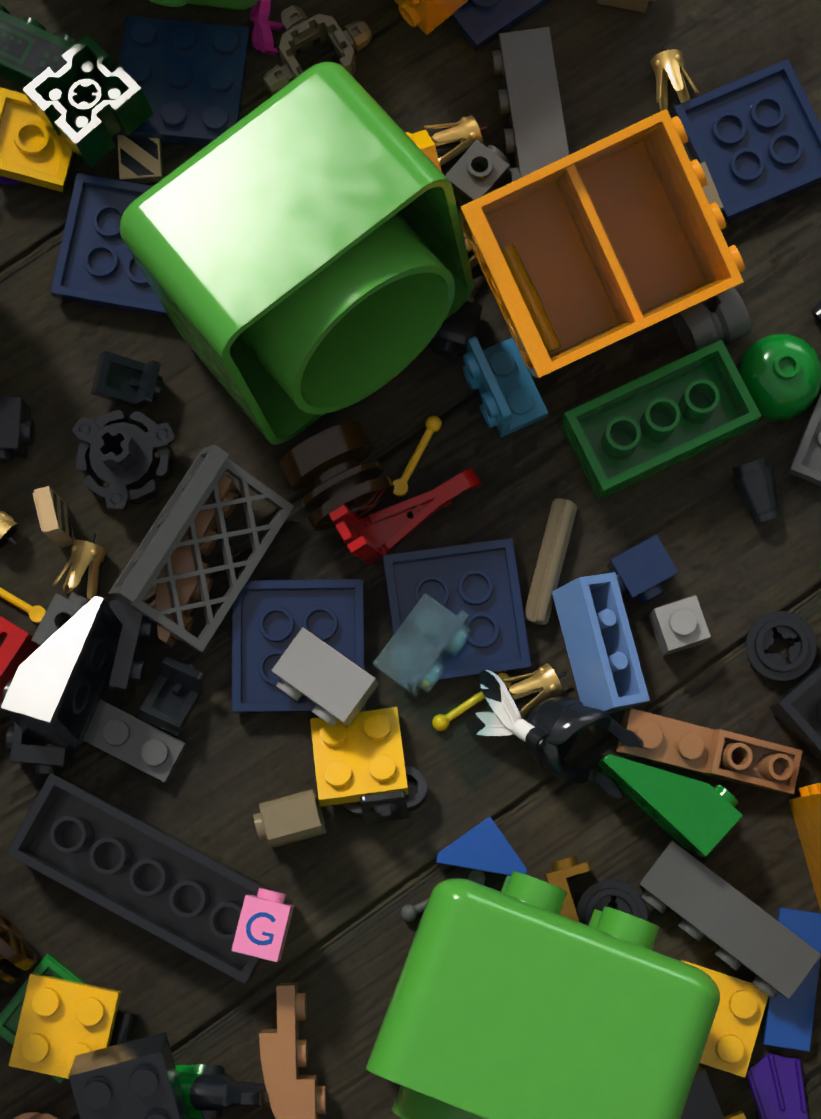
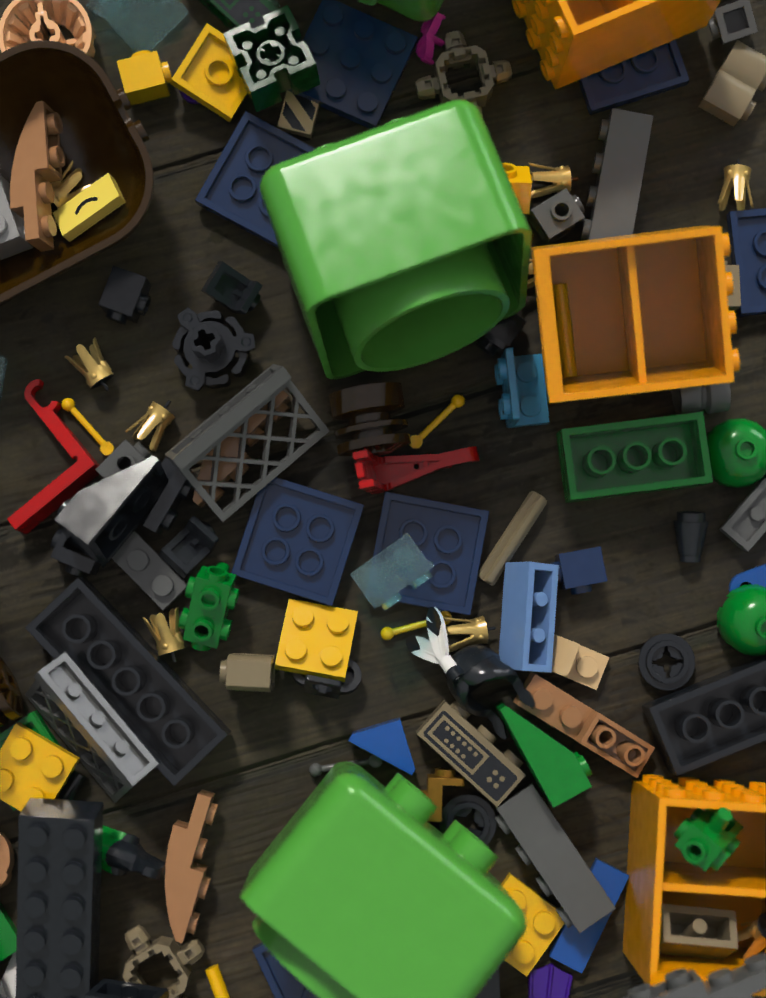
camera: 10 degrees right, 5 degrees up
(53, 516) = (142, 379): tan tile -> none
(117, 930) = (91, 727): none -> dark grey fence
(180, 812) = (166, 639): none -> pearl gold piece
(218, 755) = (211, 598): none -> green brick
(263, 925) = (201, 748): bright pink brick -> none
(325, 678) = (309, 574): light grey brick -> none
(588, 827) = (472, 752): none -> brick
(677, 681) = (578, 662): none -> tan slope
(679, 625) = (594, 621): light grey brick -> none

